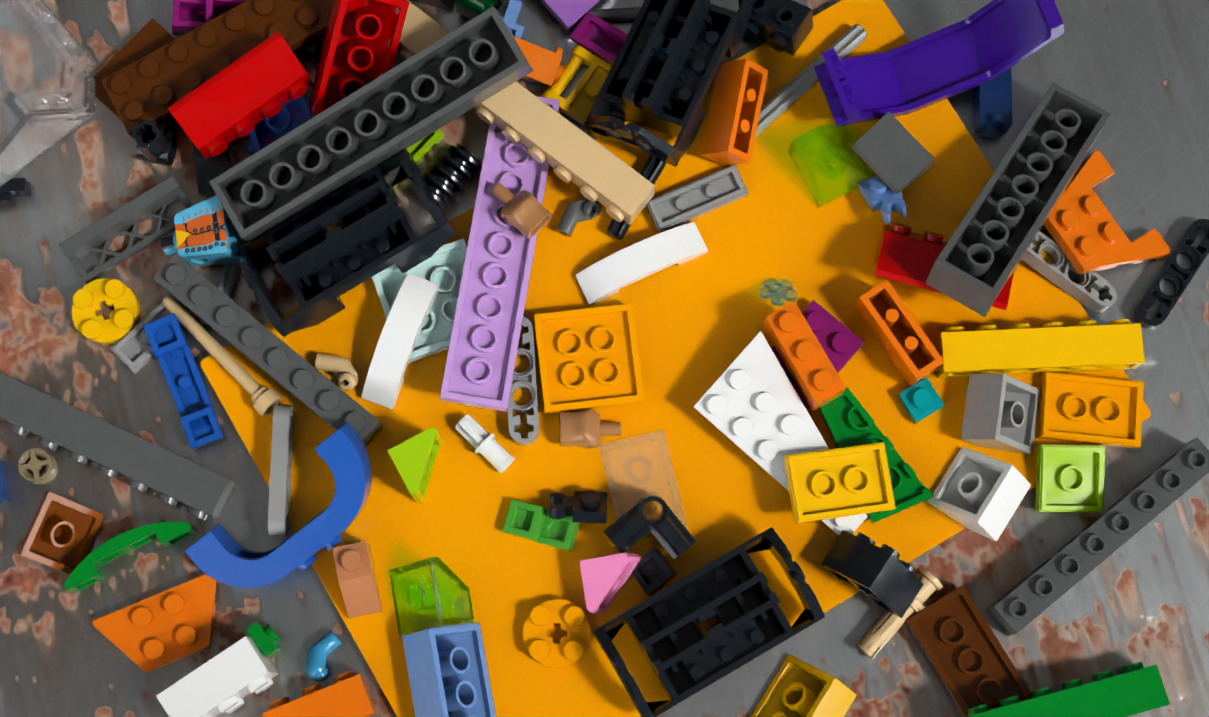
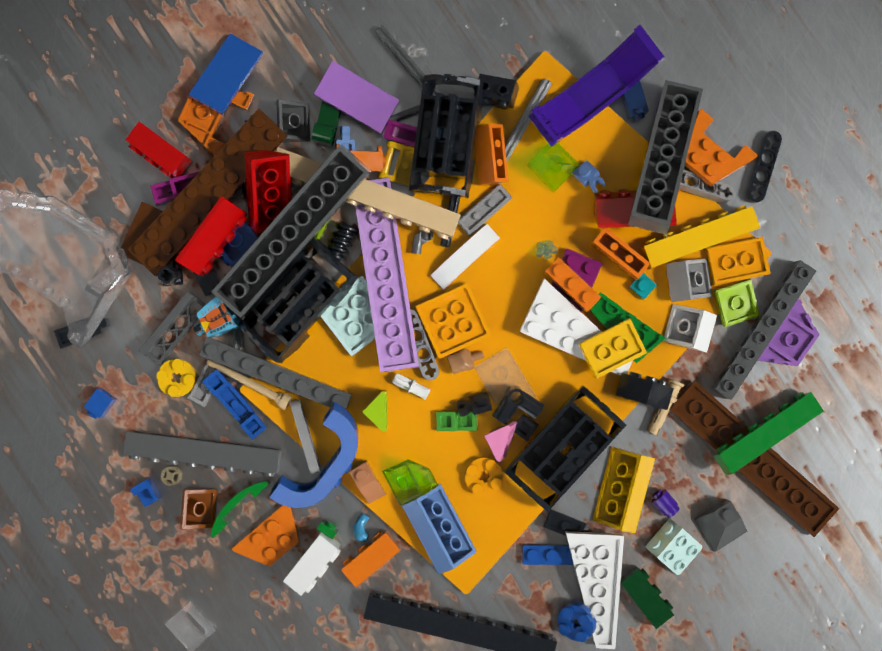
camera: 15 degrees left, 10 degrees up
(341, 368) = (319, 369): tan arm -> none
(398, 340) = (345, 344): white slope -> none
(522, 210) = (390, 251): medium nougat piece -> none
(893, 153) = (587, 151): dark grey slope -> none
(1145, 566) = (792, 338): none -> medium lavender wing

